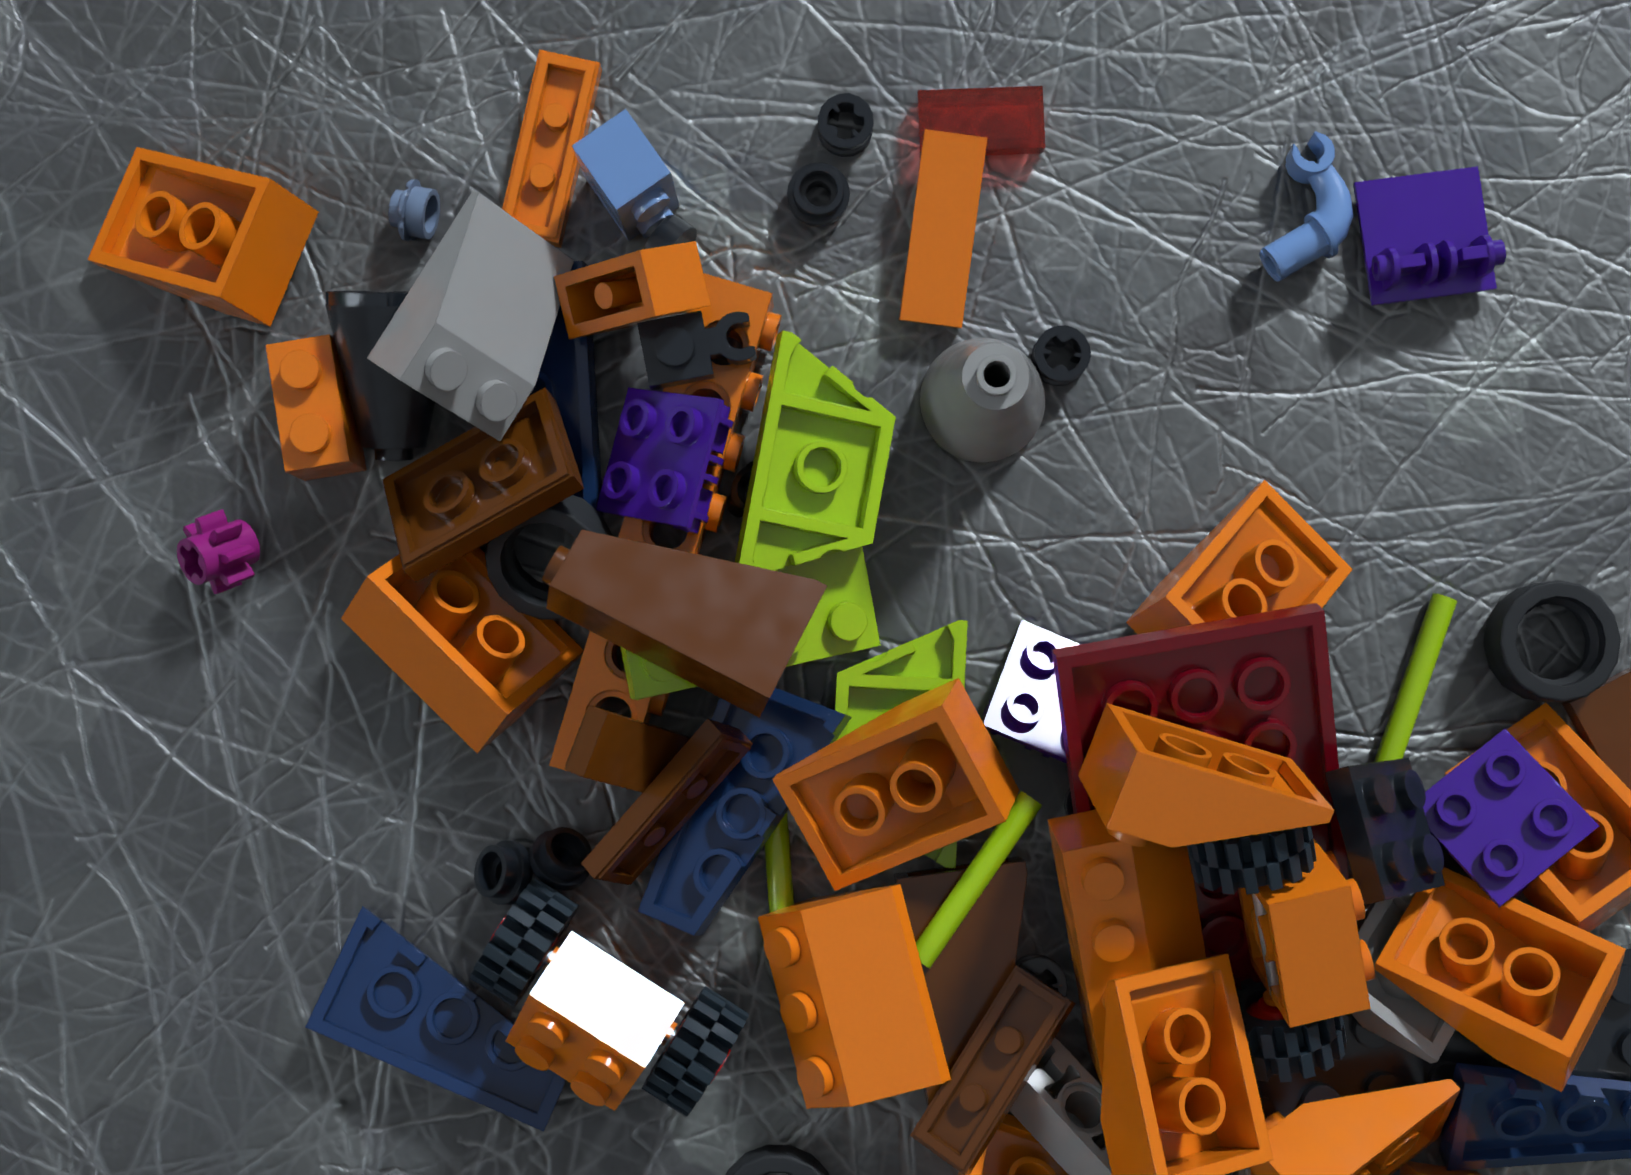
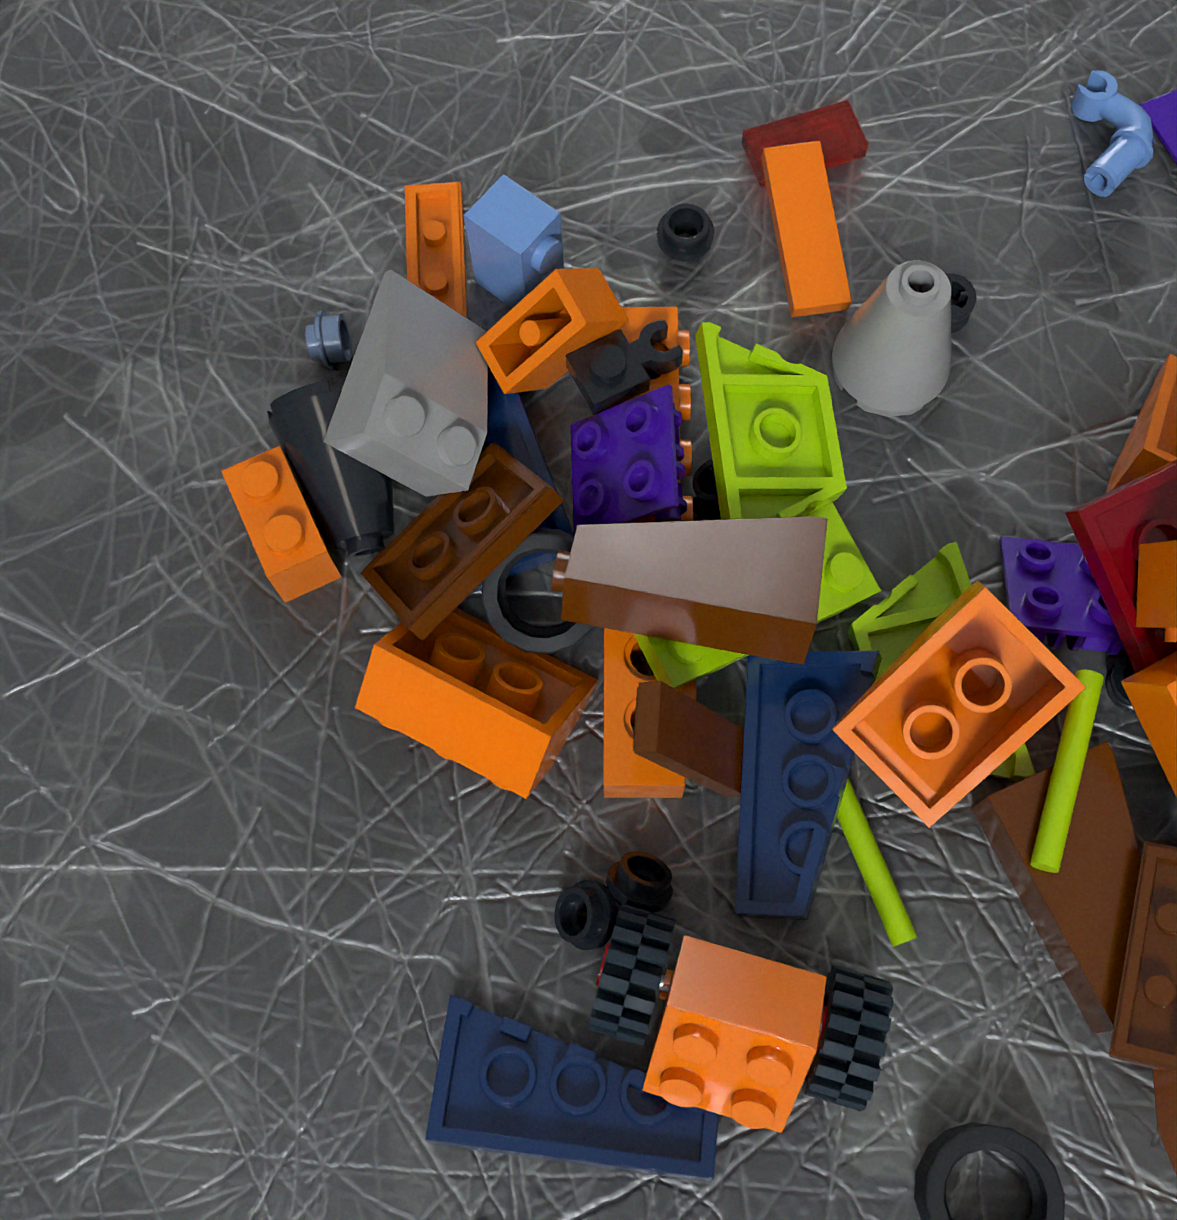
camera: 10 degrees left, 15 degrees down
(205, 234) = (142, 406): orange slope -> none
(218, 551) = (217, 680): magenta gear -> none
(667, 803) = (733, 787): reddish brown tile -> none
(853, 997) = (994, 929): orange slope -> none
(861, 116) = (702, 167): black bush -> none

